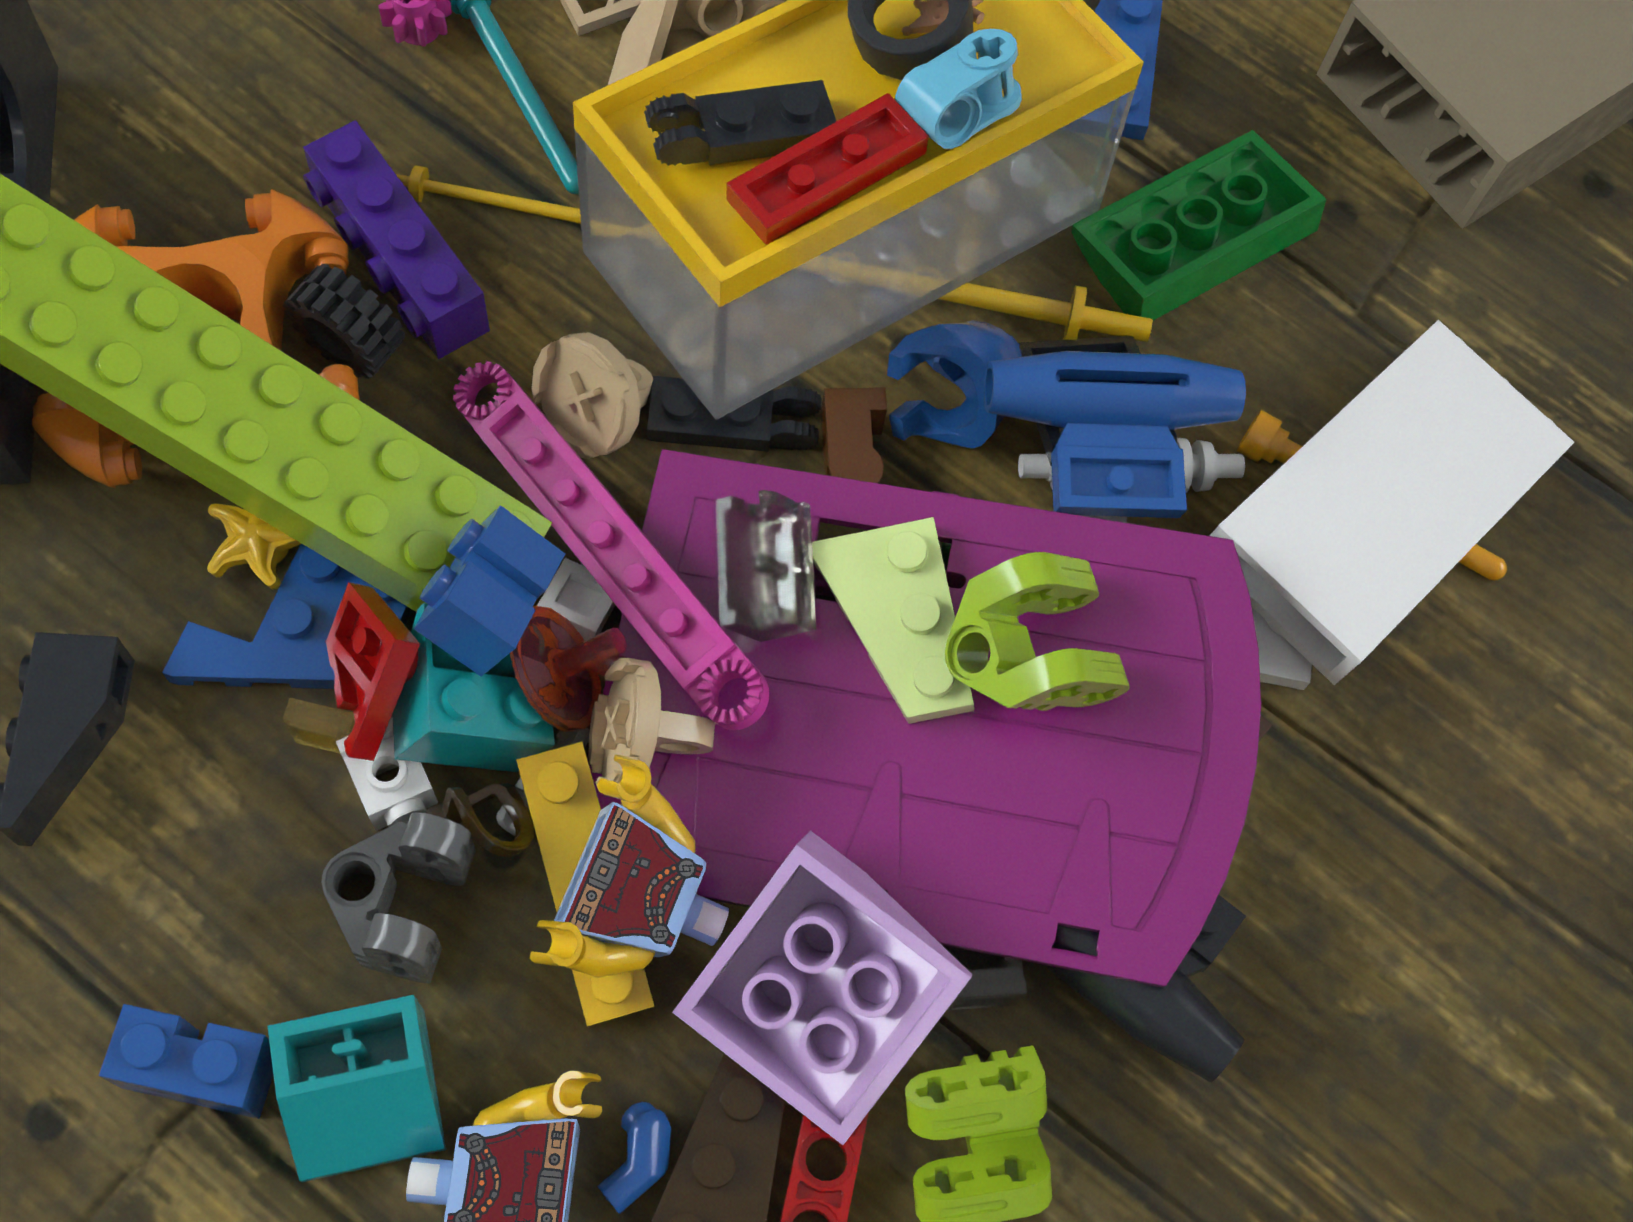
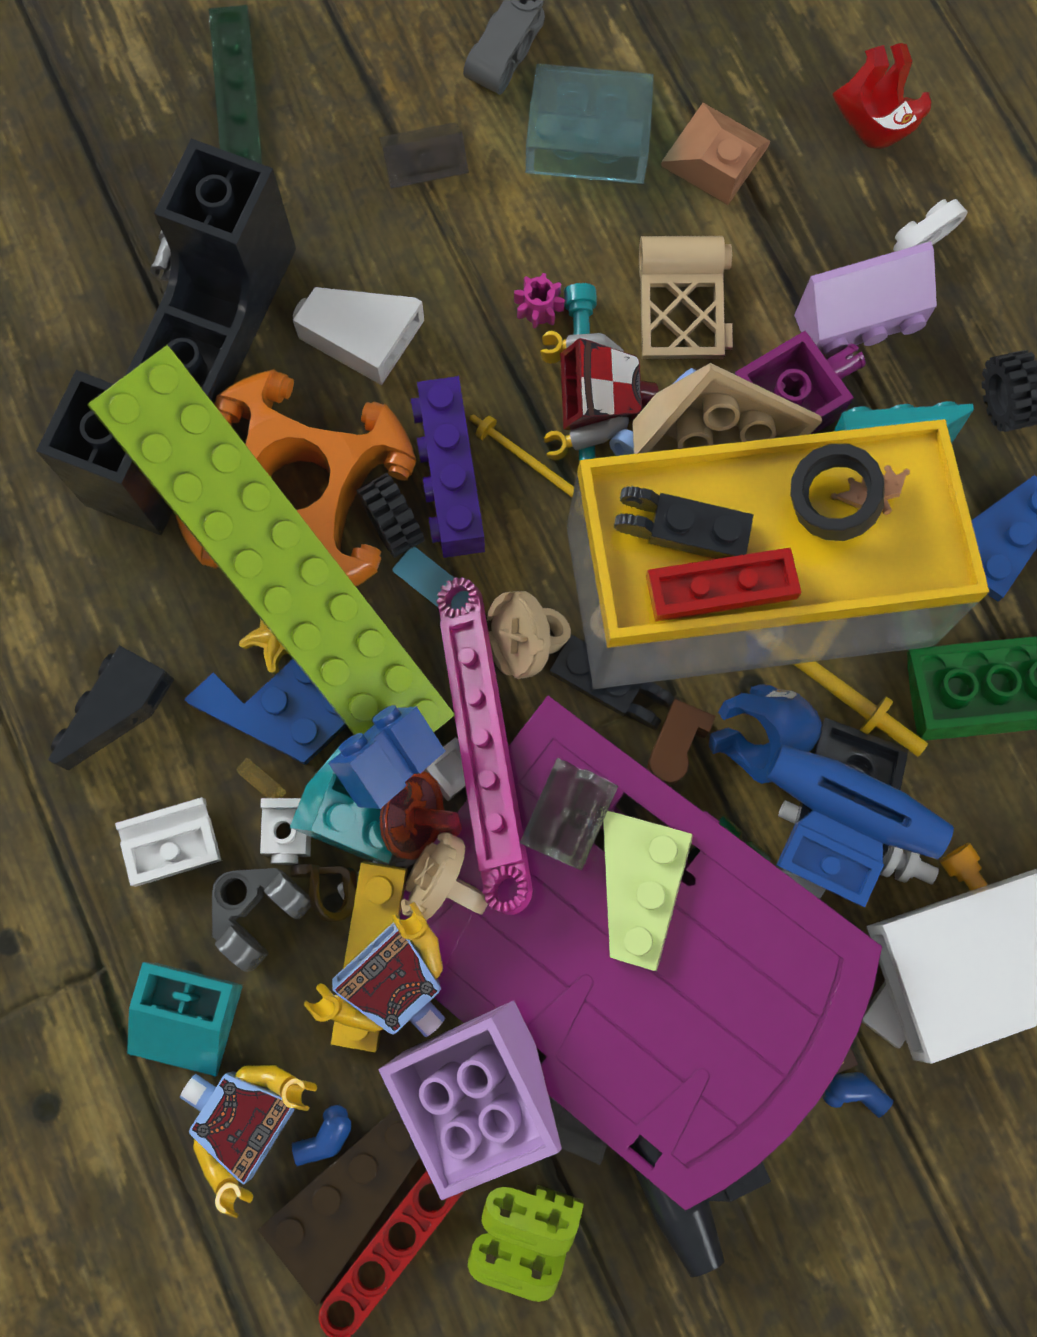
camera: 35 degrees right, 10 degrees up
(165, 1059) = (82, 945): blue brick -> none
(189, 124) = (359, 327): none -> white slope
(226, 868) = (168, 842): none -> white plate
(370, 664) = (300, 762): red wing -> none
(426, 390) = (426, 577): none -> medium azure sticker
(537, 73) = (598, 389): none -> torso
(961, 93) = (837, 570): medium azure piece -> none
(1014, 674) = (682, 951): lime piece -> none
(1289, 754) = (857, 1087): none -> blue arm

